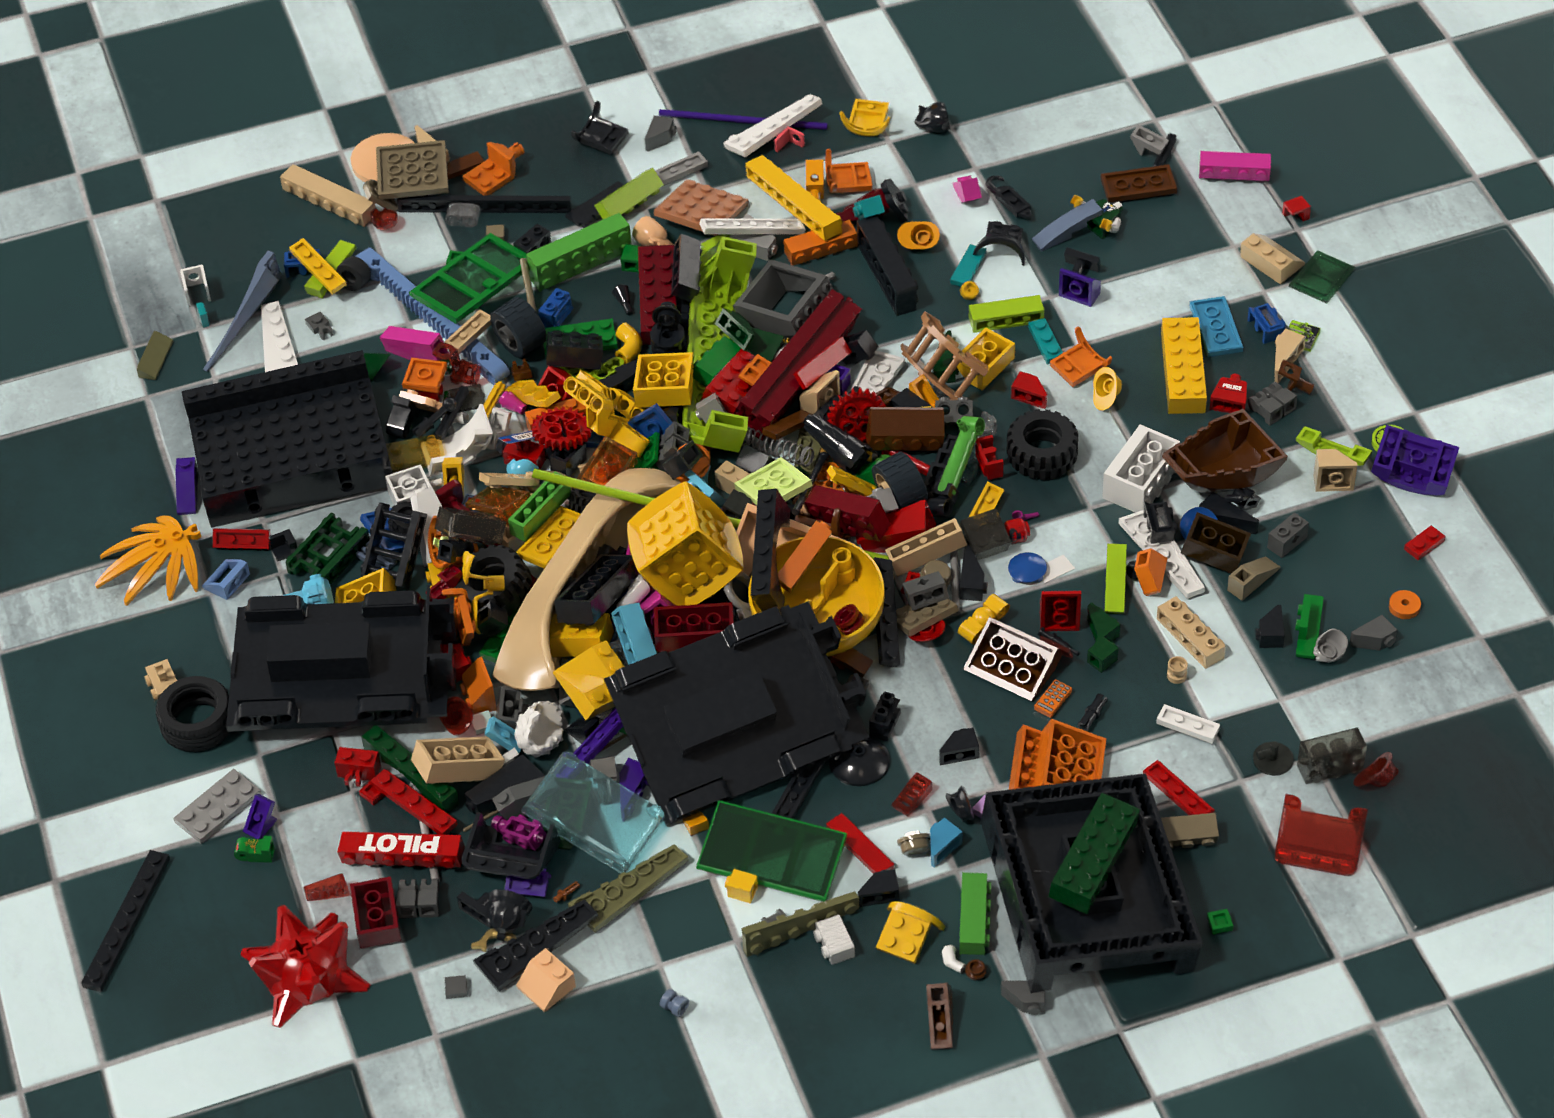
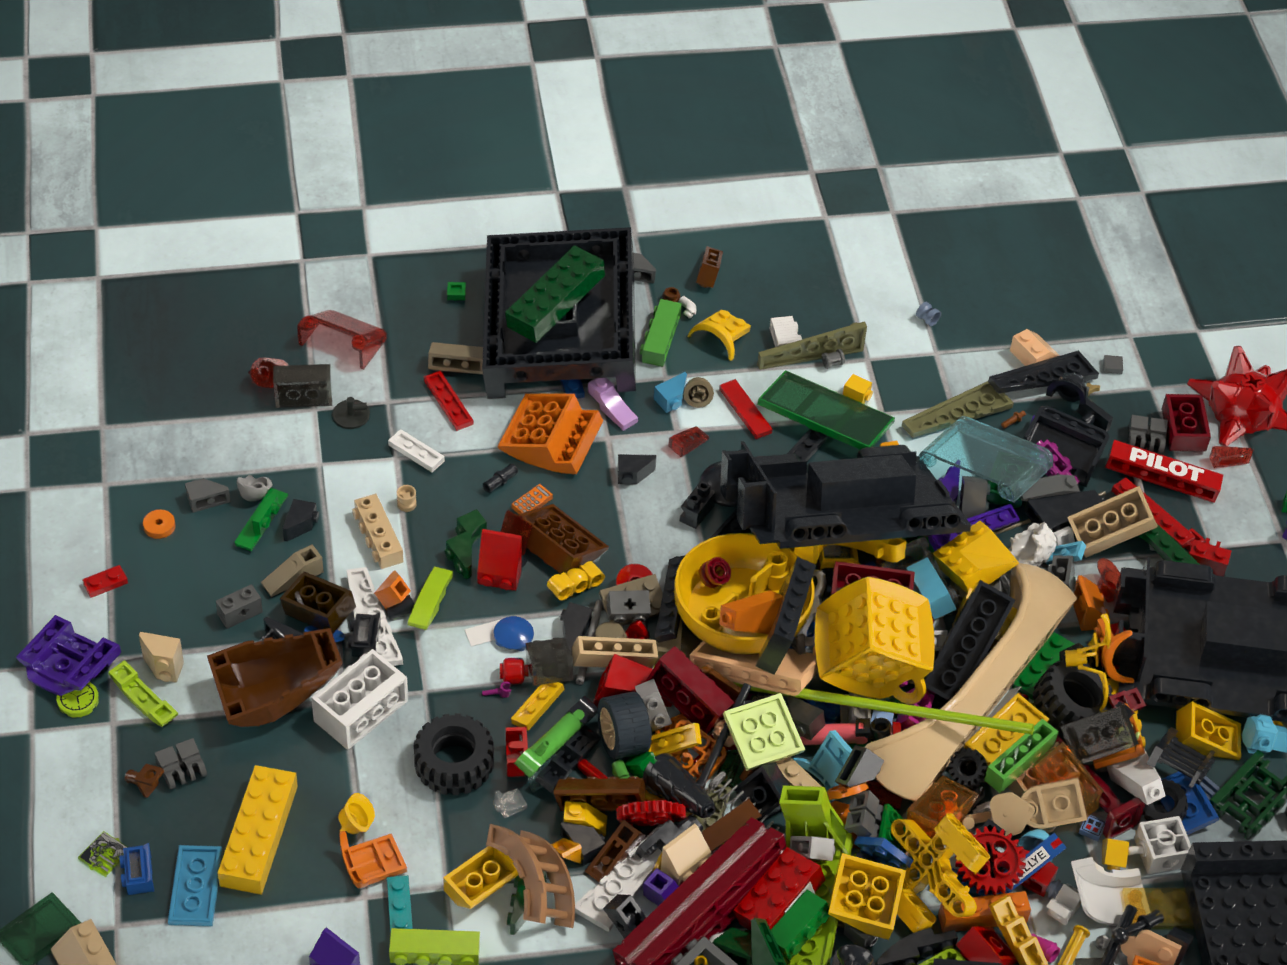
camera: 175 degrees left, 0 degrees up
(754, 369) = (759, 885): orange slope -> none
(822, 363) = (676, 881): tile -> none
(879, 889) = (738, 365): black slope -> none
(954, 405) = (537, 817): dark grey brick -> none
(960, 804) = (648, 412): black piece -> none
(1029, 390) = (444, 836): red slope -> none
(1229, 394) = (223, 782): red torso -> none
(1288, 347) = (133, 824): tan slope -> none

